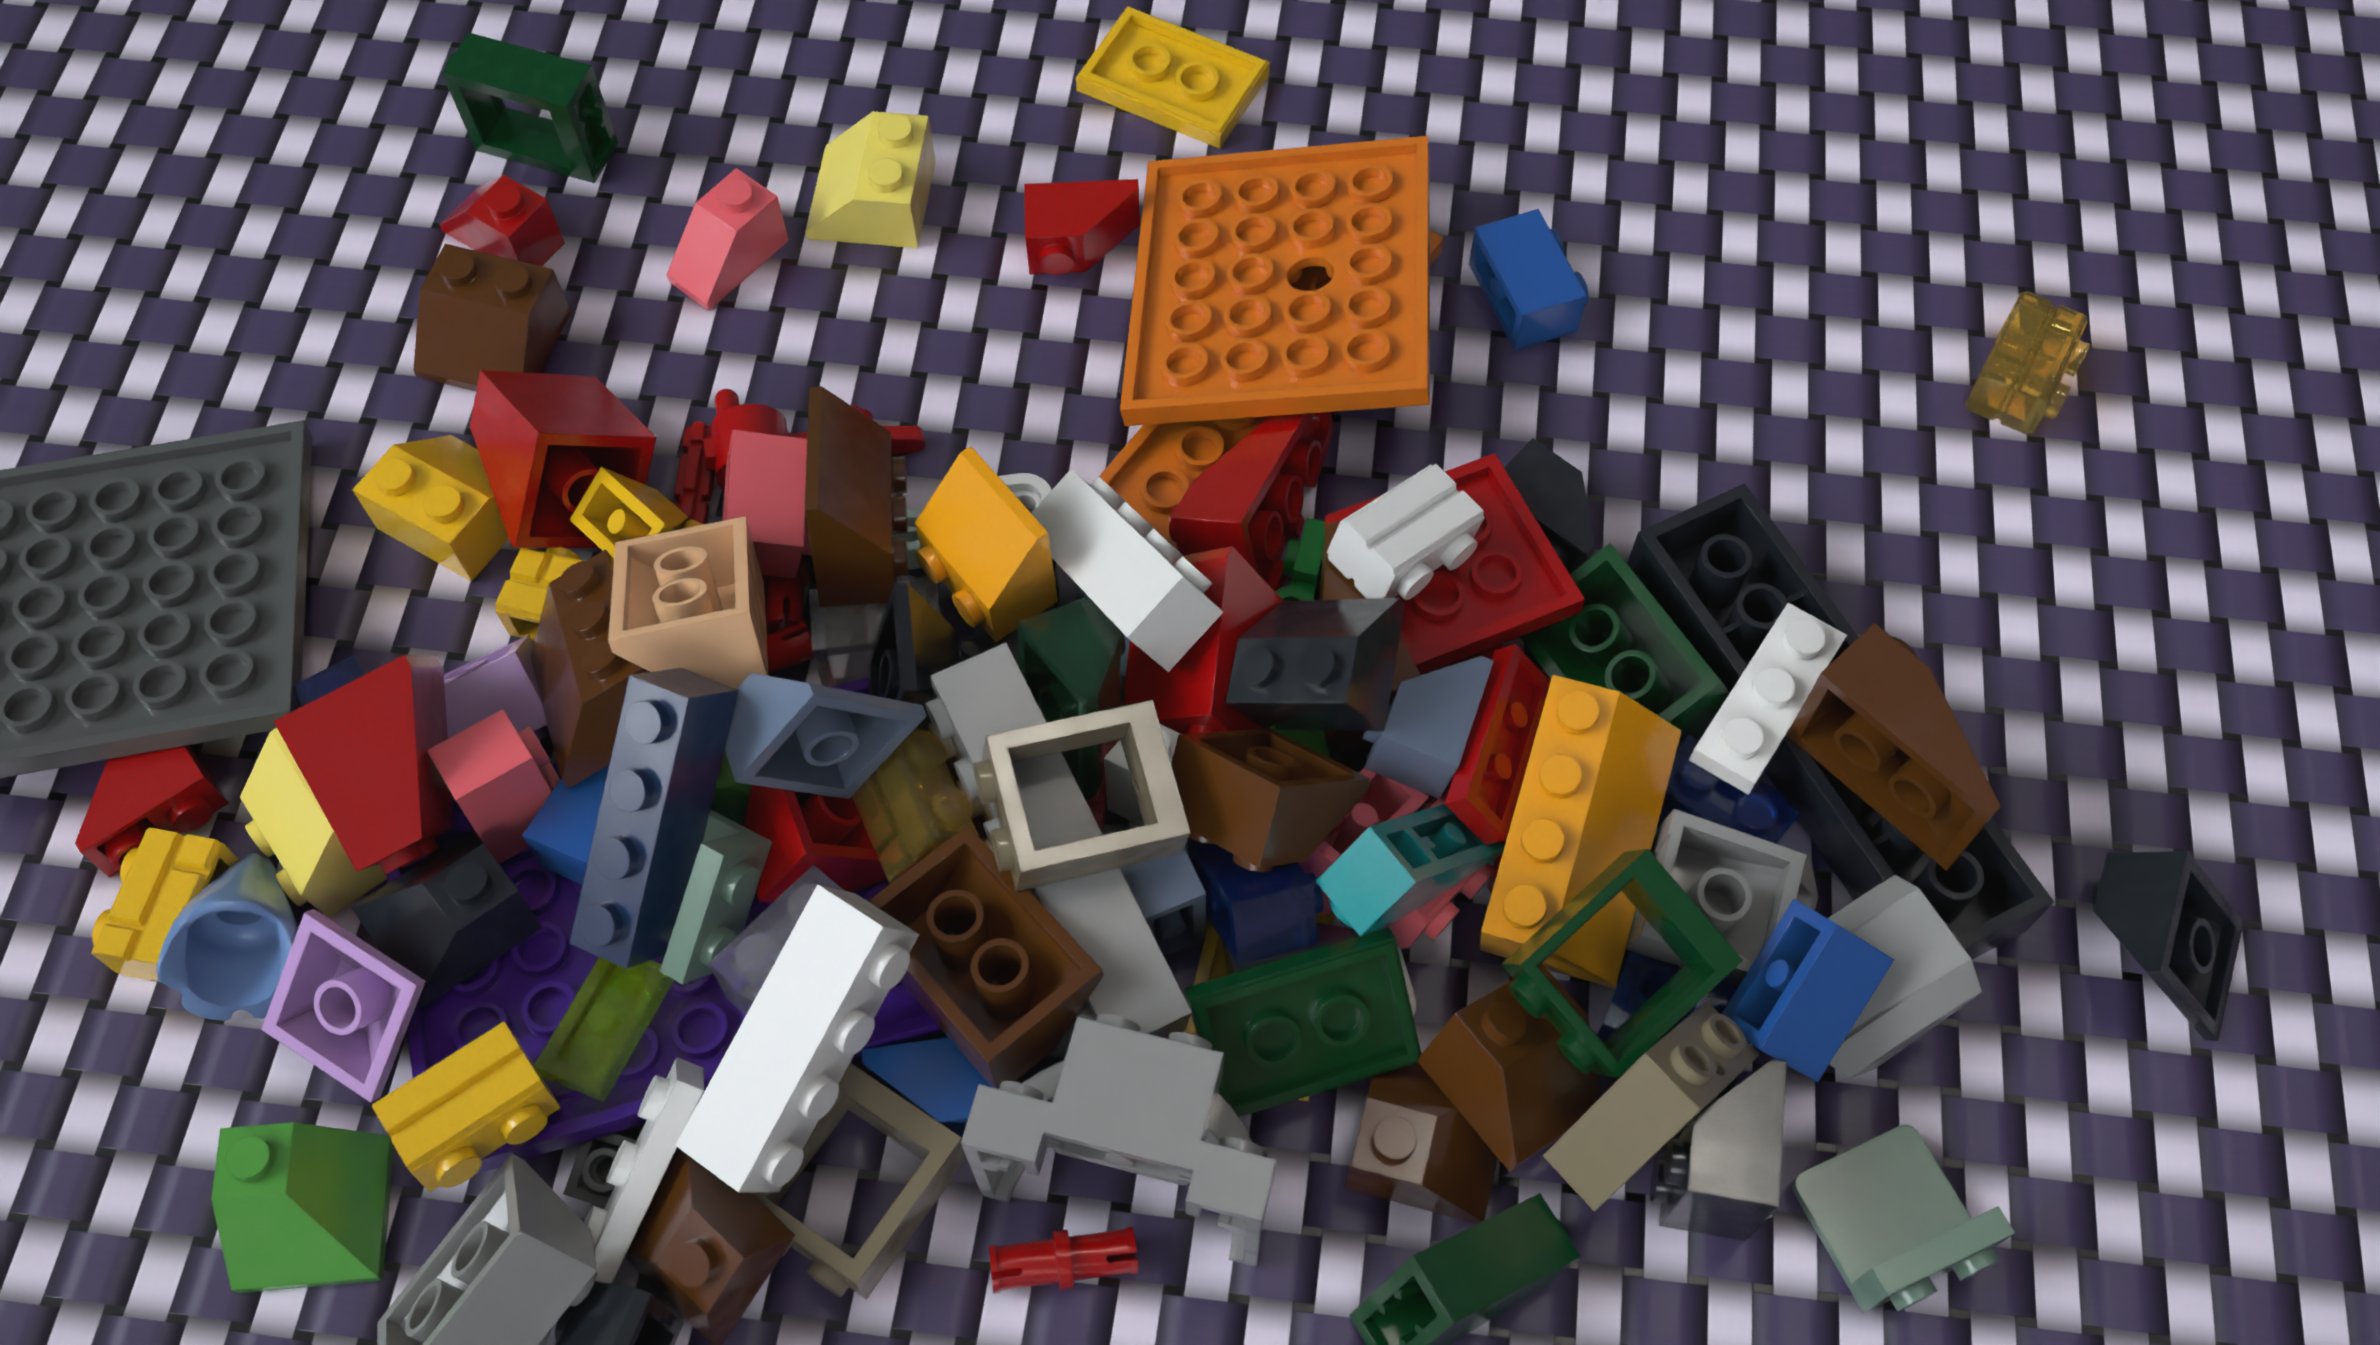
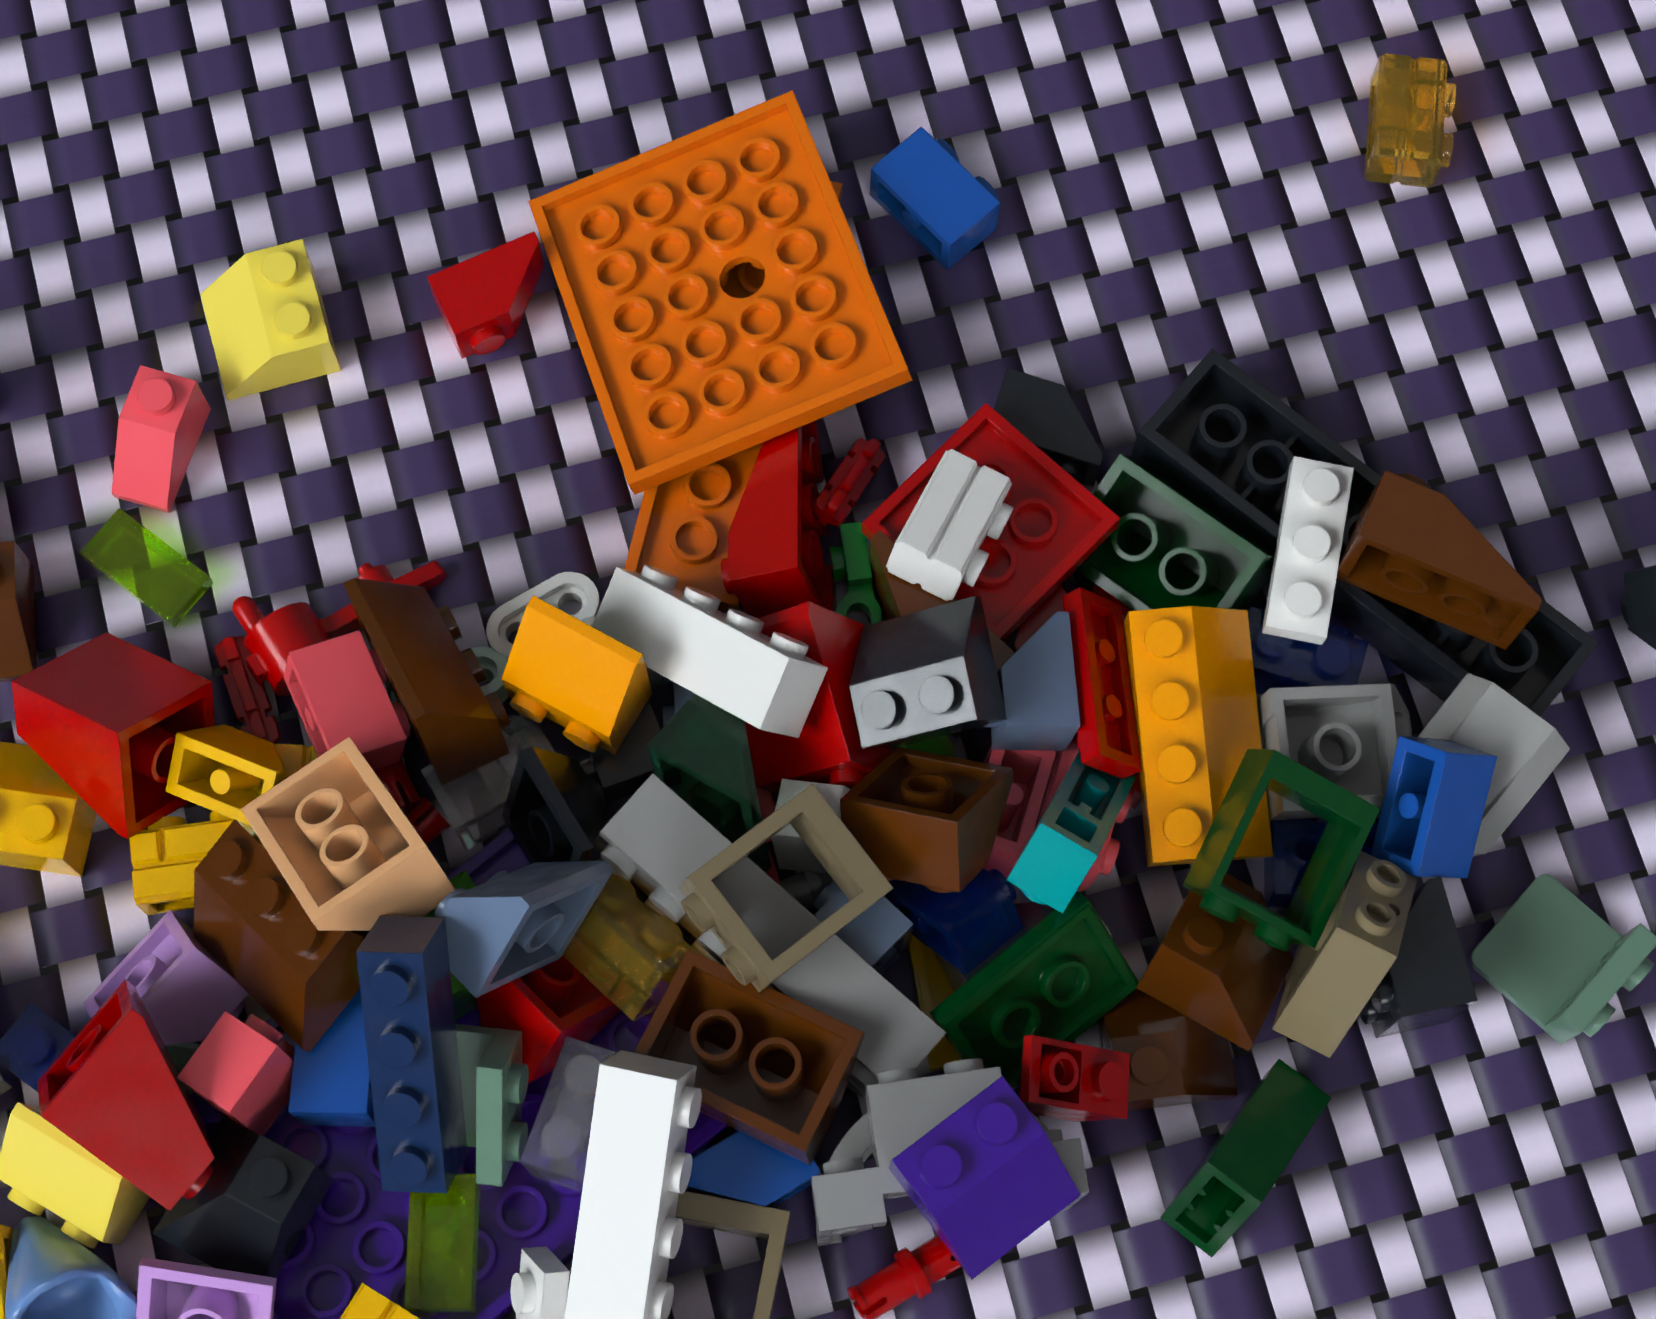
camera: 25 degrees left, 10 degrees up
(663, 345) = (146, 567): none -> clear neon green tile
(1153, 1151) = (985, 1177): none -> dark purple slope
(1173, 77) = (507, 93): yellow tile -> none
(1302, 1116) = (1074, 1080): none -> red slope
(1334, 489) = (848, 482): none -> red axle

